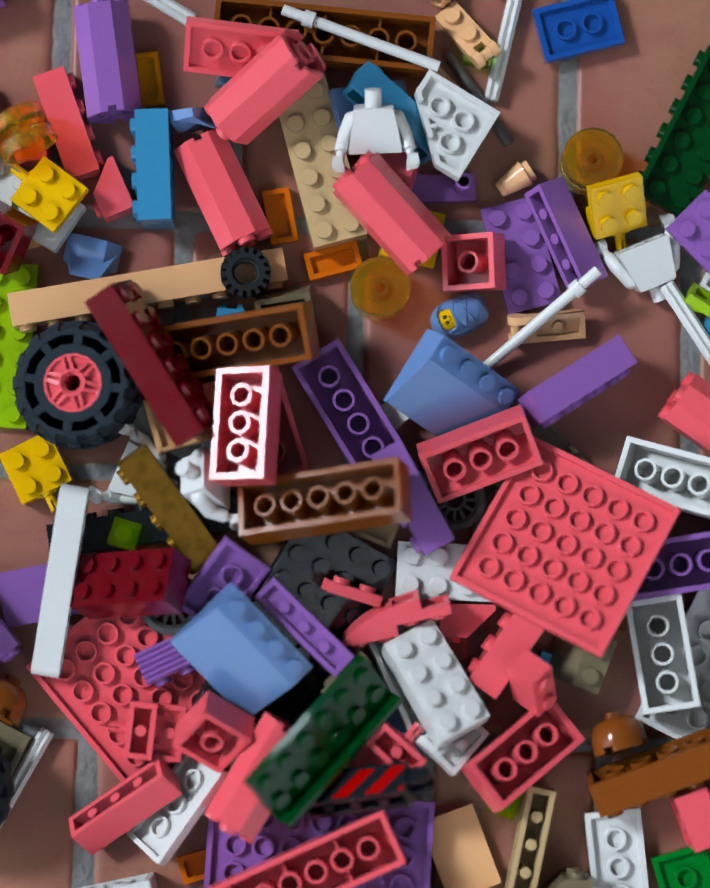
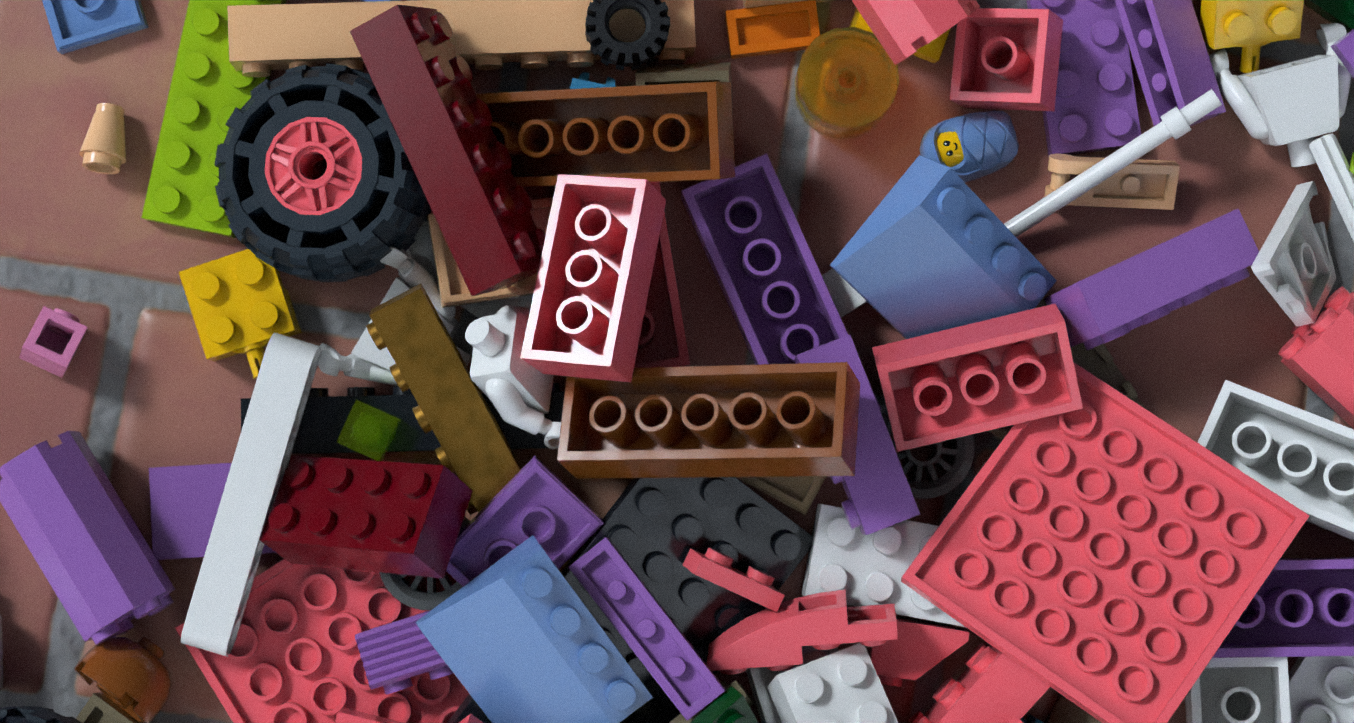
camera: 10 degrees right, 0 degrees up
(660, 358) = (1297, 259): none -> white wing

